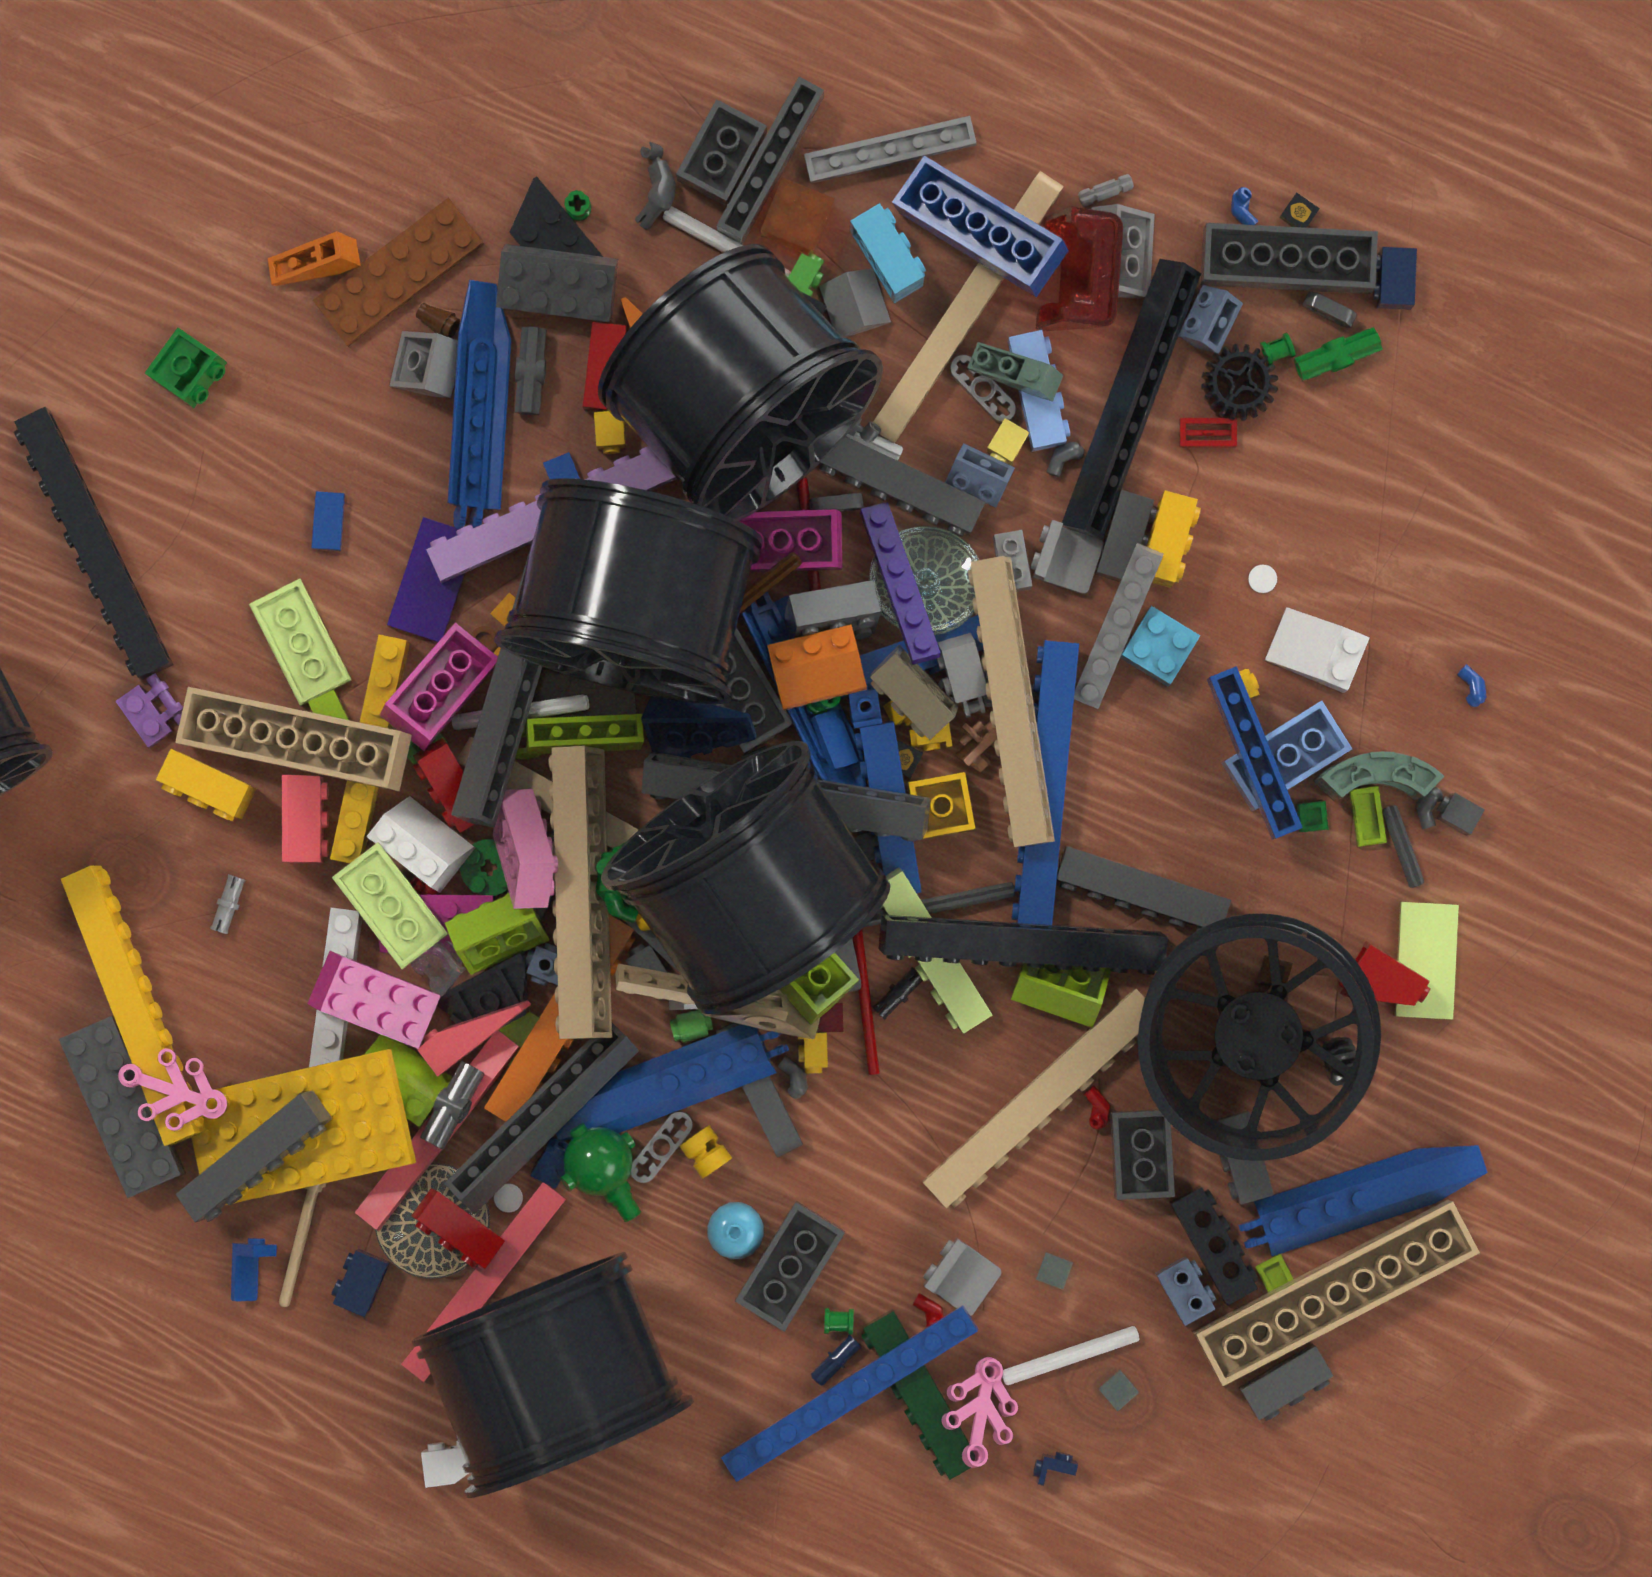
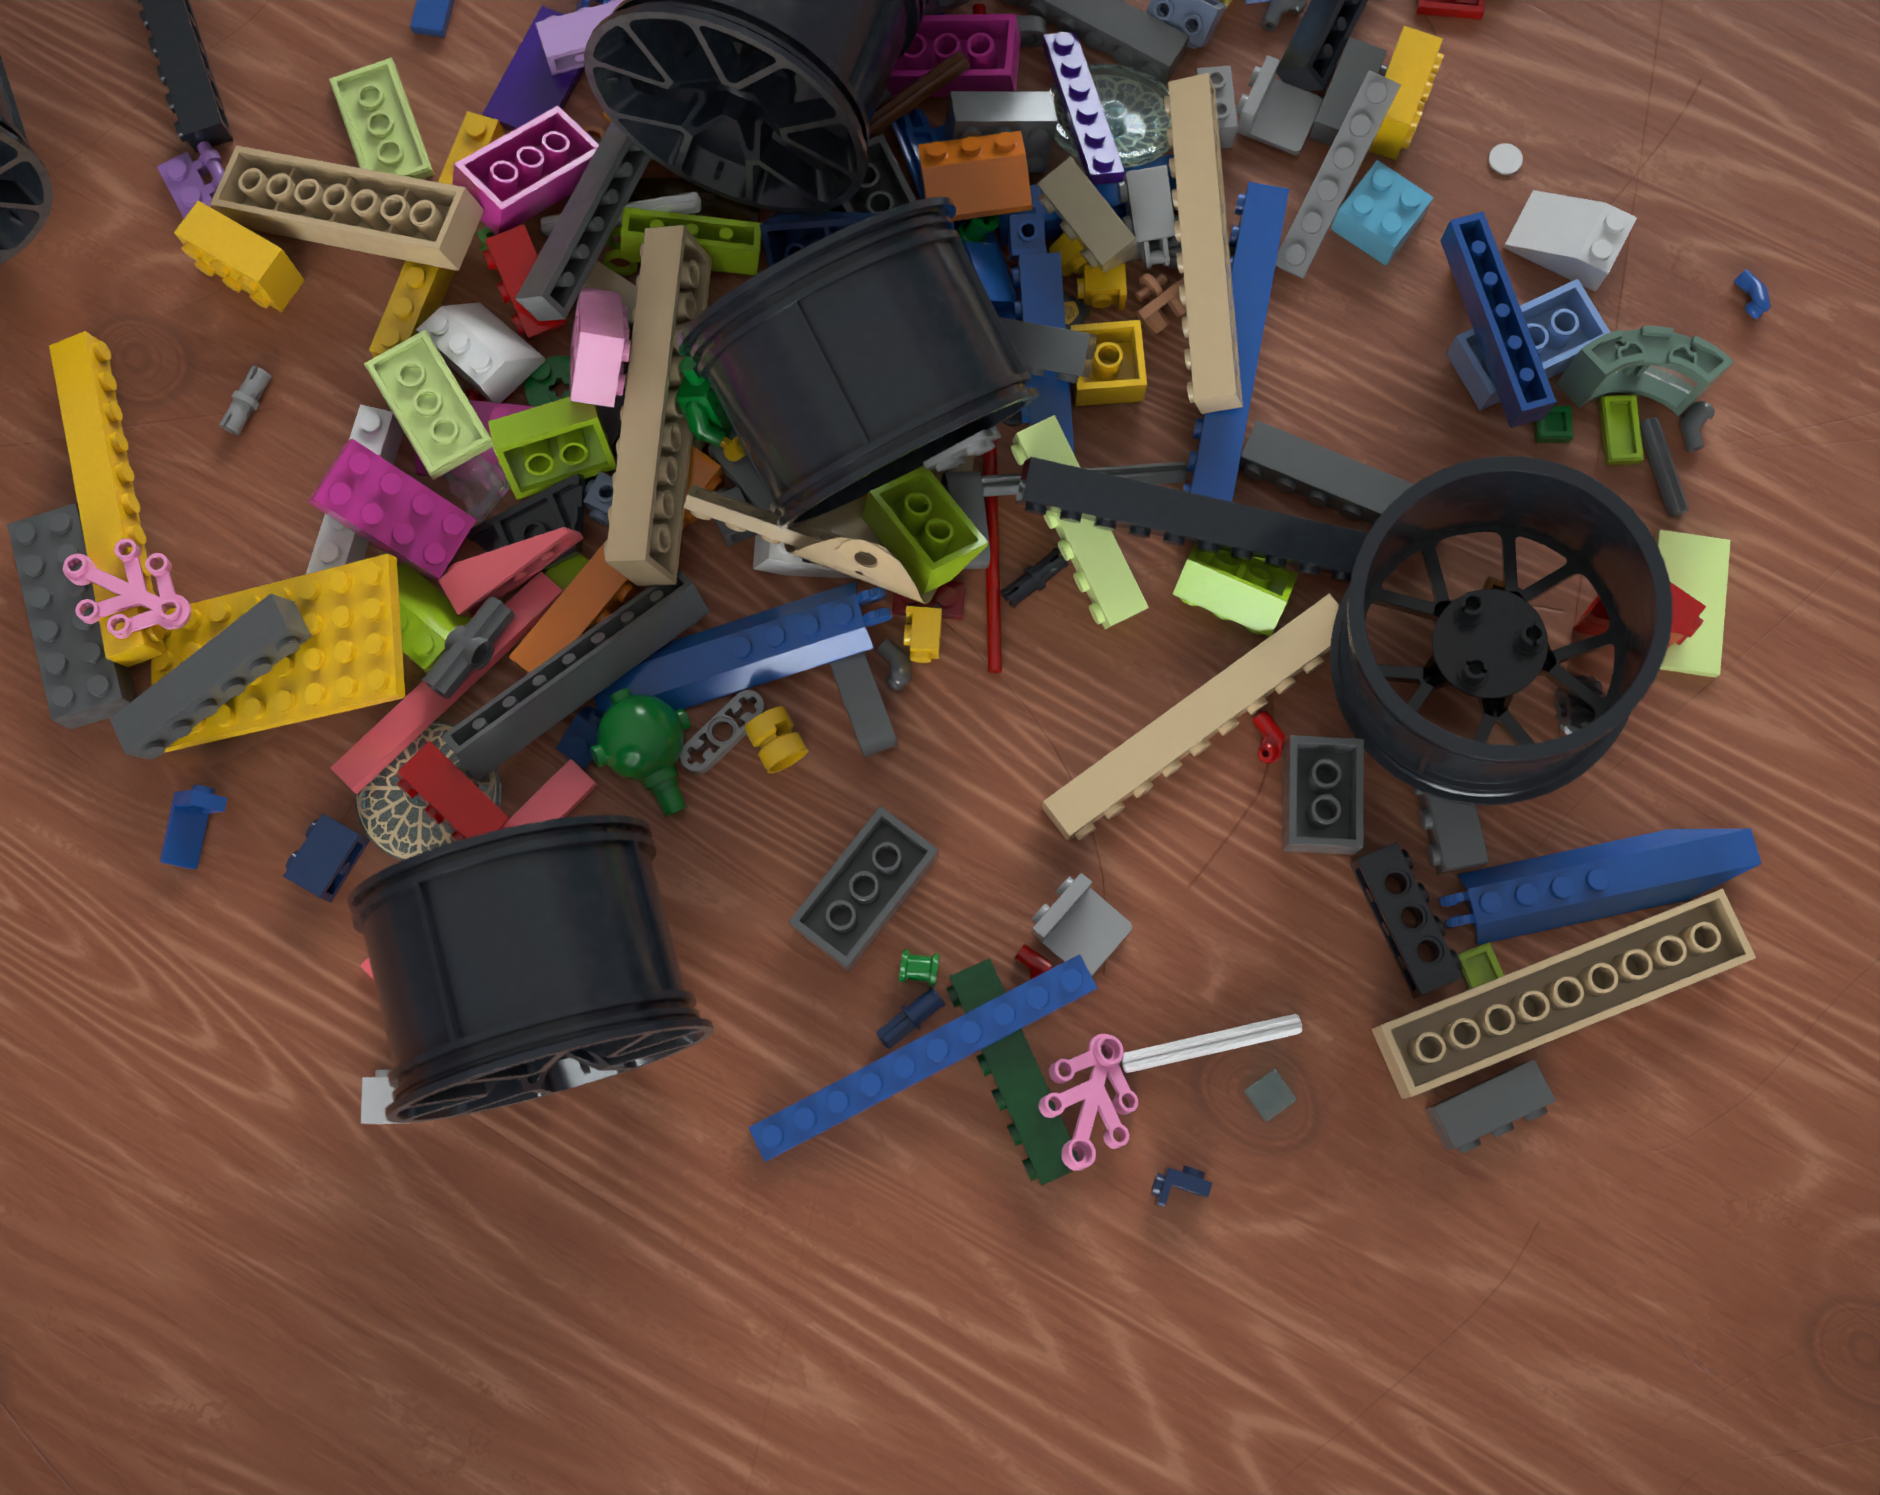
camera: 10 degrees right, 10 degrees down
(299, 1244) = (288, 735): tan piece -> none
(304, 819) = (345, 306): coral slope -> none
(508, 1198) = (526, 776): white piece -> none
(691, 1026) = (776, 589): bright green brick -> none
(735, 1230) = (802, 843): medium azure cylinder -> none
(1054, 1270) = (1199, 933): clear light blue tile -> none
(1184, 1291) = (1363, 974): sand blue brick -> none
(1459, 813) = (1735, 432): dark grey brick -> none

